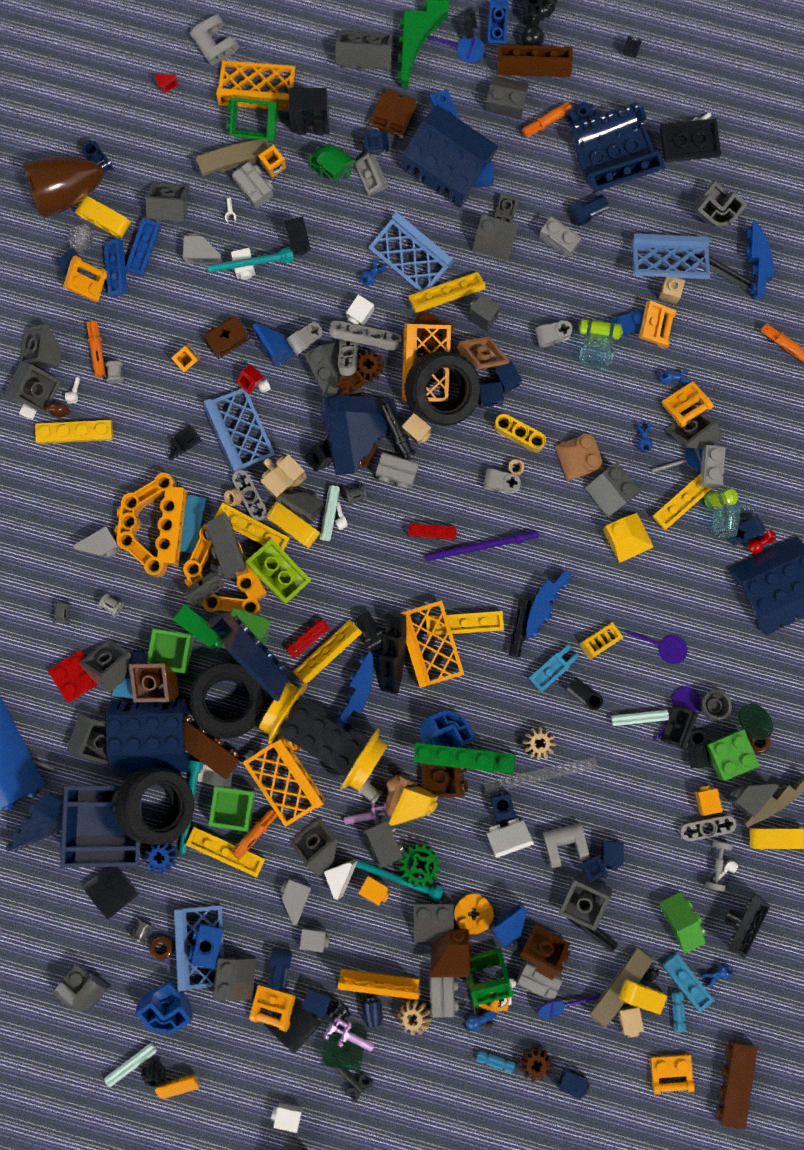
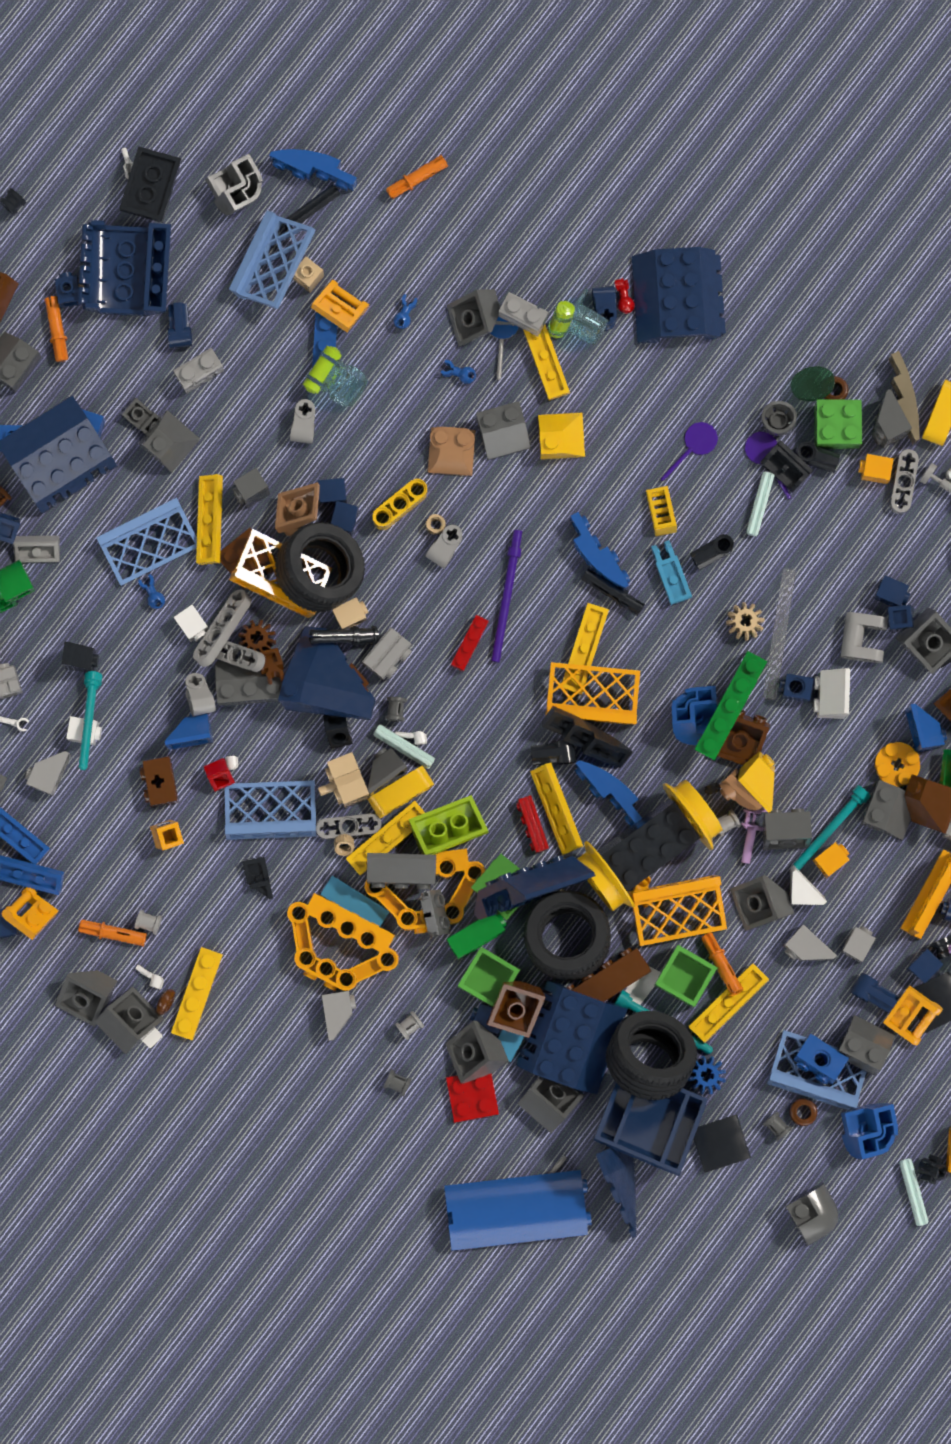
camera: 70 degrees left, 0 degrees up
(415, 859) = (833, 799): green gear -> none
(683, 400) = (435, 312): light orange plate -> none

